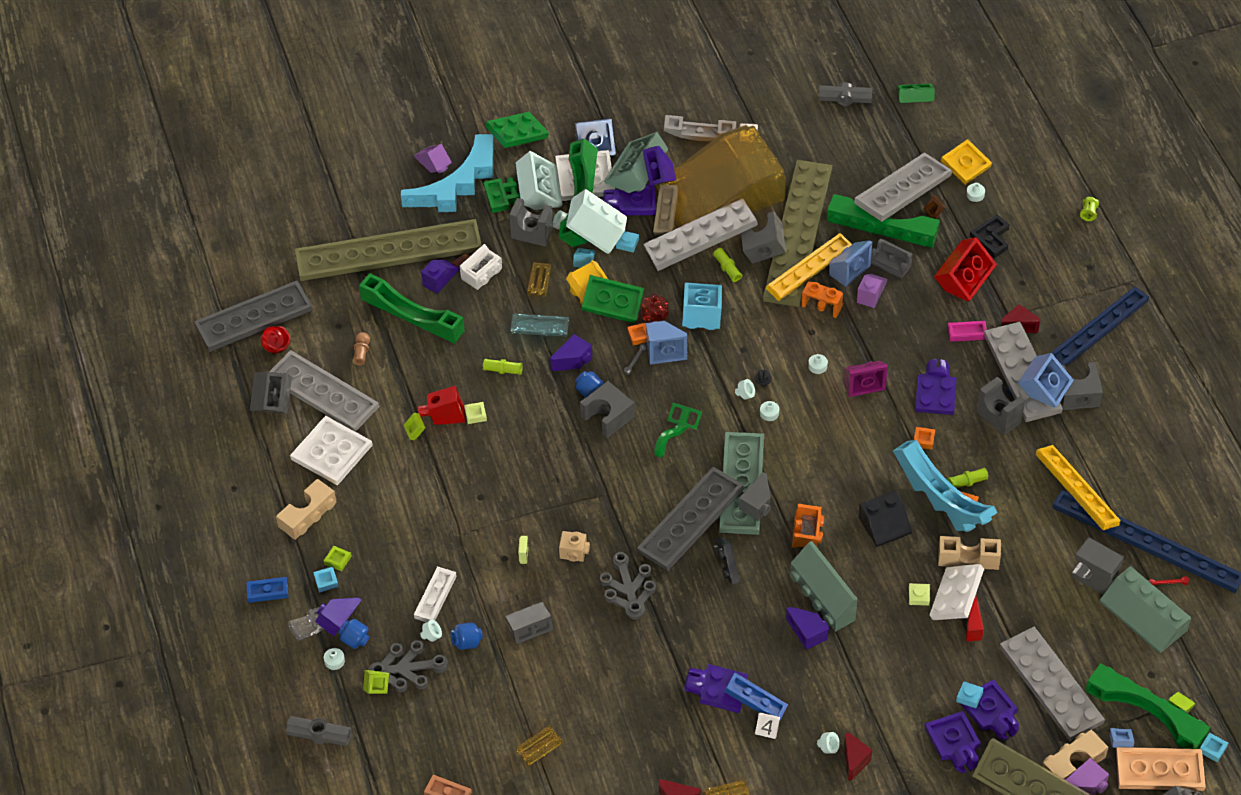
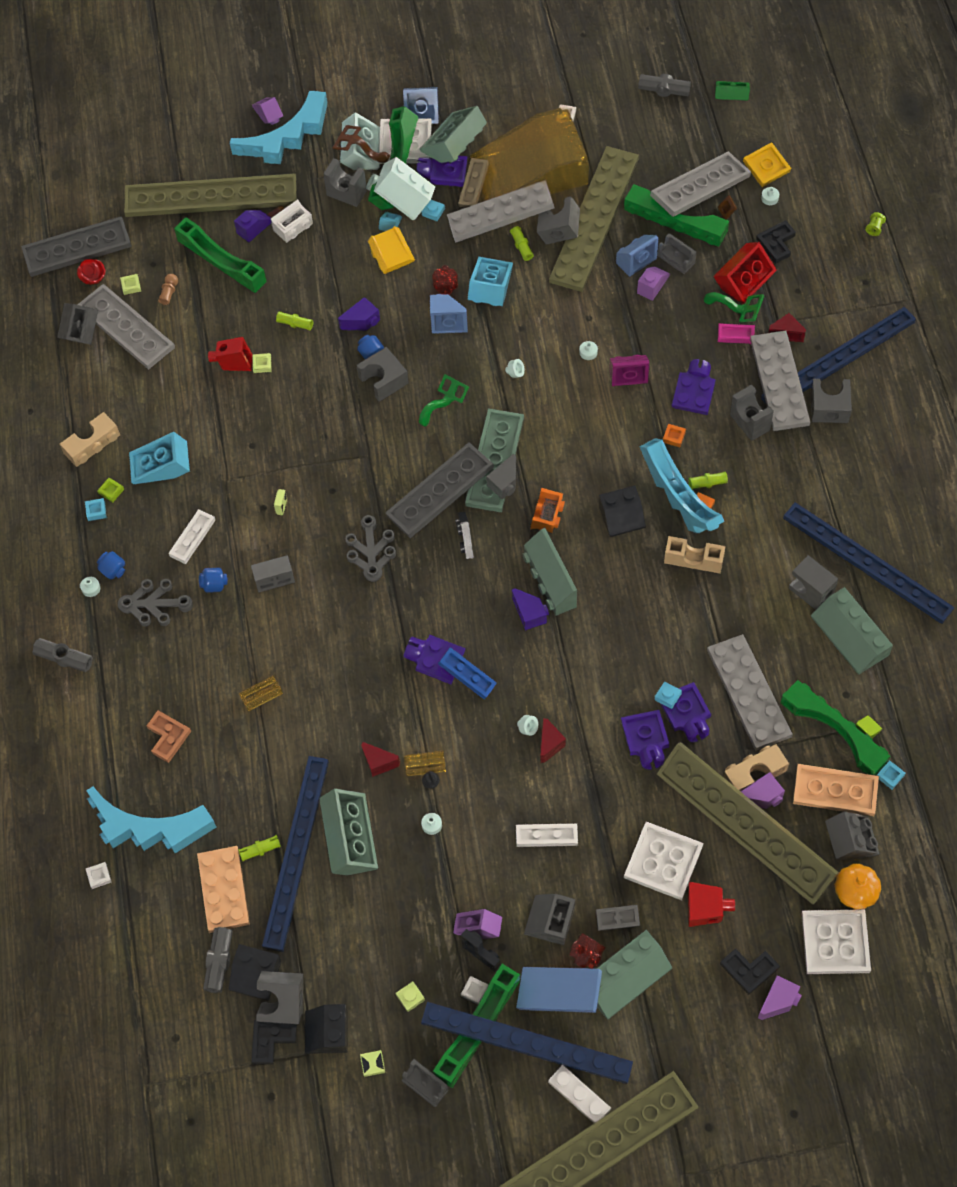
camera: 10 degrees right, 10 degrees up
(267, 589) = (41, 513): blue plate -> none
(305, 626) = (76, 550): clear slope -> none
(318, 348) = (130, 284): none -> yellowish green tile
(331, 450) = (123, 385): white plate -> none
(335, 613) = (97, 543): dark purple slope -> none
(375, 682) = (123, 614): lime slope -> none
(385, 521) = (160, 460): none -> medium azure slope
(414, 426) = (202, 370): lime tile -> none
(431, 631) = (182, 570): light aqua tile -> none
(496, 194) = (319, 151): green plate -> none
(517, 129) = (349, 89): green plate -> none
(537, 290) = (341, 249): clear yellow tile -> none
(540, 325) = (336, 284): clear light blue plate -> none
(564, 193) = (382, 157): none -> reddish brown piece
(573, 546) = (326, 504): tan brick -> none
(612, 299) = (407, 266): green plate -> none
(628, 370) = (410, 337): dark grey hinge -> none
(637, 333) = (423, 302): orange plate -> none
(658, 166) = (472, 140): dark purple slope -> none
(696, 131) = (516, 107): light grey slope -> none
(763, 377) = (534, 358): black piece -> none
(767, 725) = (473, 701): white tile -> none
(769, 411) = (534, 392): light aqua tile -> none
(807, 267) = (595, 254): yellow tile -> none
(824, 295) = (606, 284): orange window -> none
(919, 594) = (640, 589): yellowish green plate -> none
(937, 297) = (713, 297): none -> green piece
(956, 592) = (675, 592): white plate -> none
(974, 625) = (685, 629): red slope -> none
(1046, 380) = (798, 393): medium blue slope -> none
(1078, 487) = (810, 502): yellow tile -> none
(1121, 738) = (804, 755): medium blue plate -> none
(1184, 580) = (896, 605): red hinge -> none

